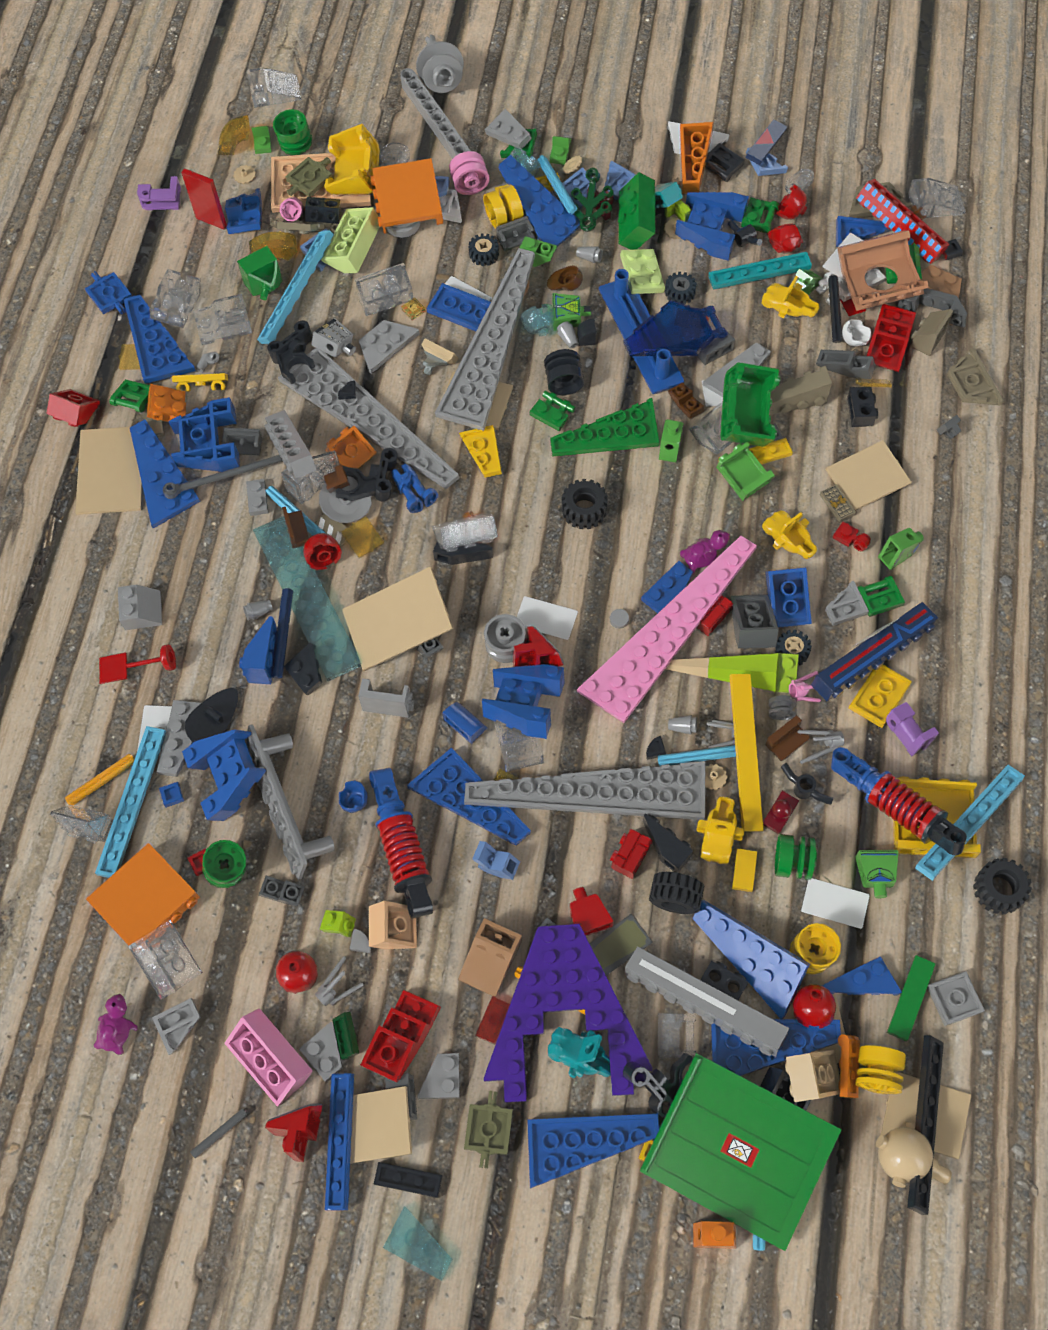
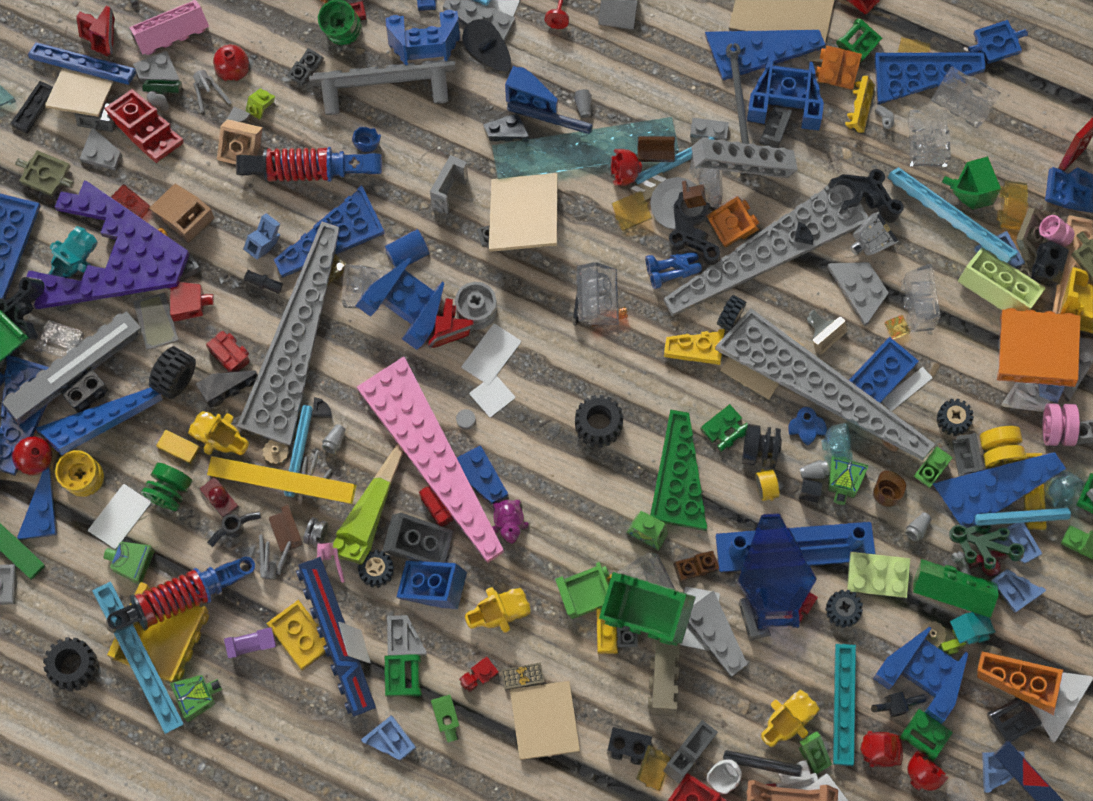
camera: 105 degrees right, 5 degrees up
(367, 1031) = (158, 100): none -> light grey arm
(444, 426) = (731, 312): none -> black wheel
(528, 351) = (807, 428): none -> blue plate
(542, 847) = (263, 281): none -> black pin
(572, 164) = (1053, 546): tan piece -> none
(587, 604) = (493, 396): none -> white sticker
(596, 362) = (767, 484): none -> yellow piece
(608, 220) = (959, 558): none -> light grey arm
(940, 588) = (390, 739): none -> medium blue wing
(978, 762) = (195, 695): none -> bright green torso

